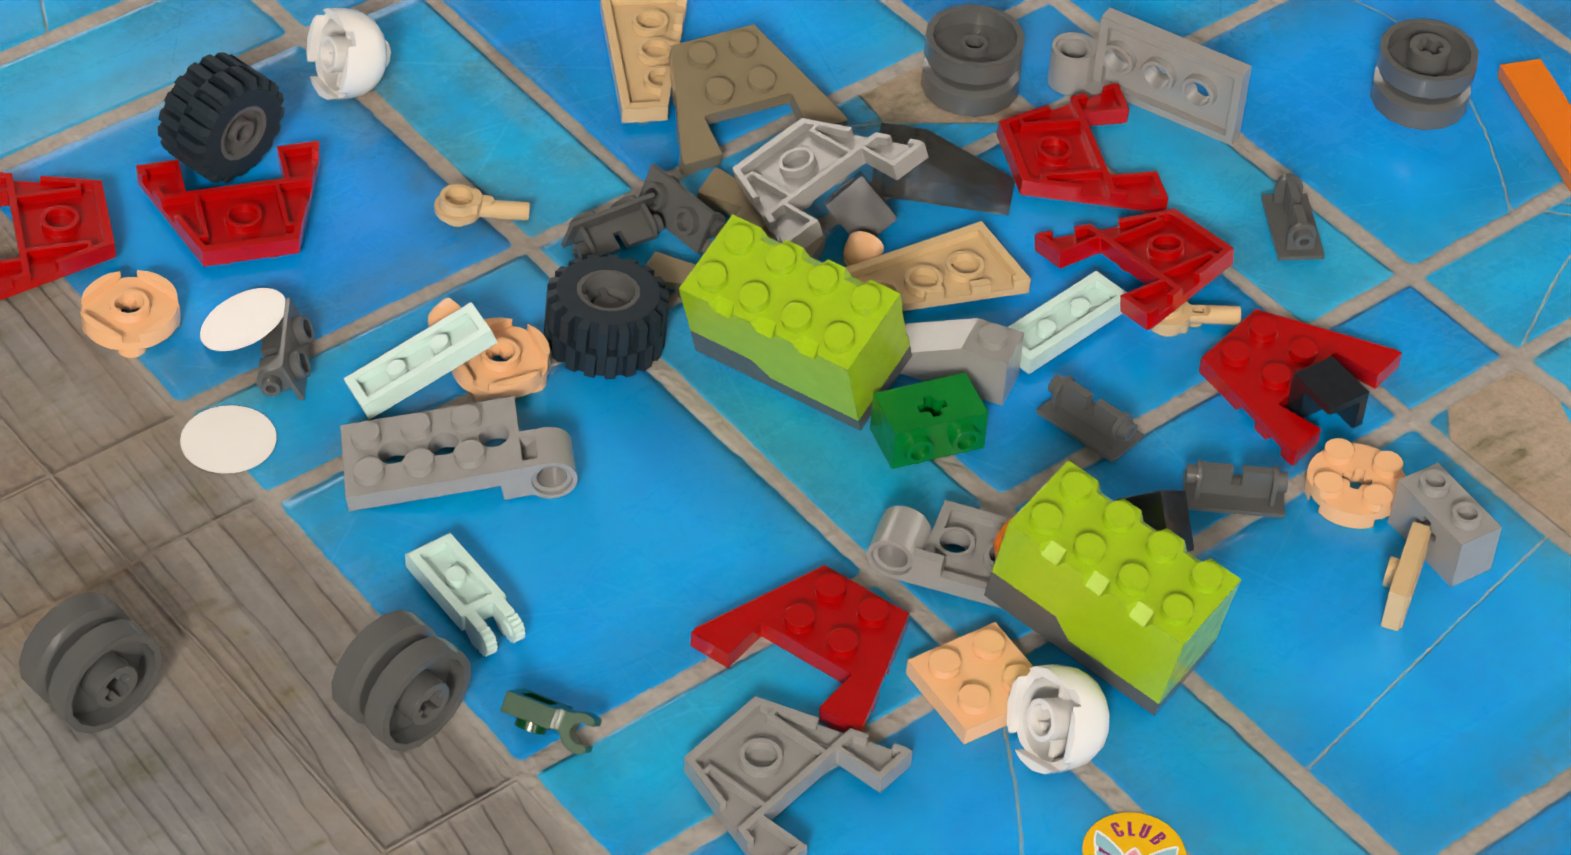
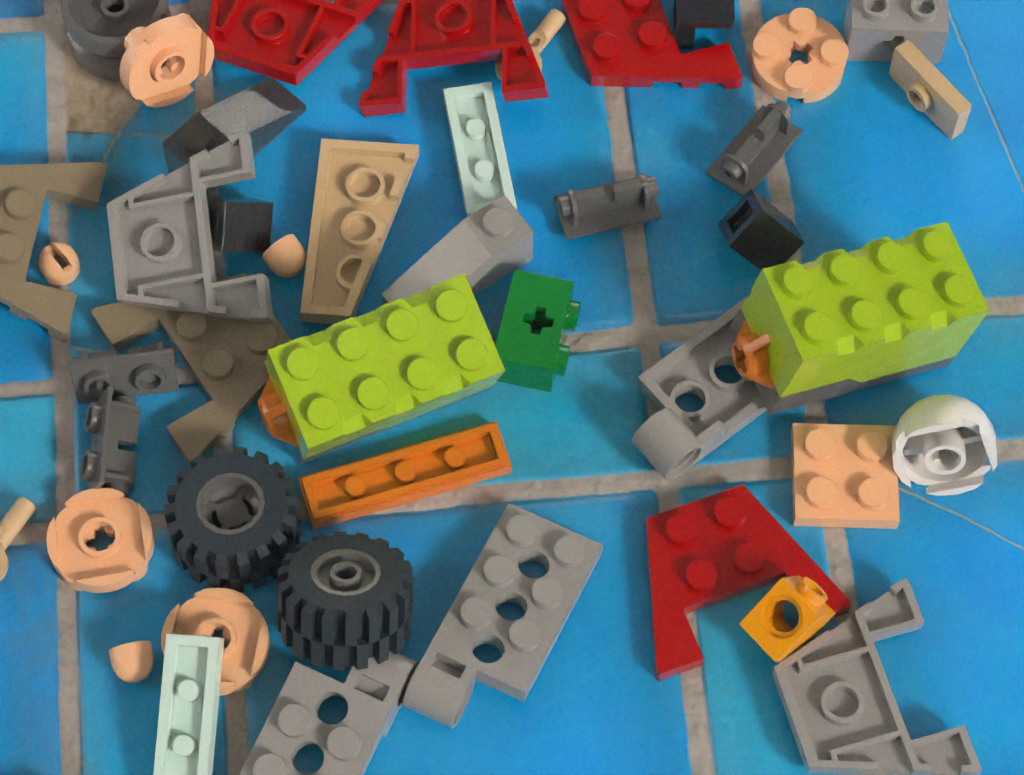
camera: 55 degrees left, 20 degrees up
(522, 279) = (111, 568): none -> light nougat plate
(575, 494) = (449, 668): none -> light grey hinge
(586, 396) = (345, 600): none -> black wheel
(738, 410) = (404, 475): none -> orange tile
(741, 146) = (52, 271): none -> light nougat hinge
(805, 678) = (766, 619): none -> light orange brick
(971, 78) = (149, 47): none -> light nougat plate

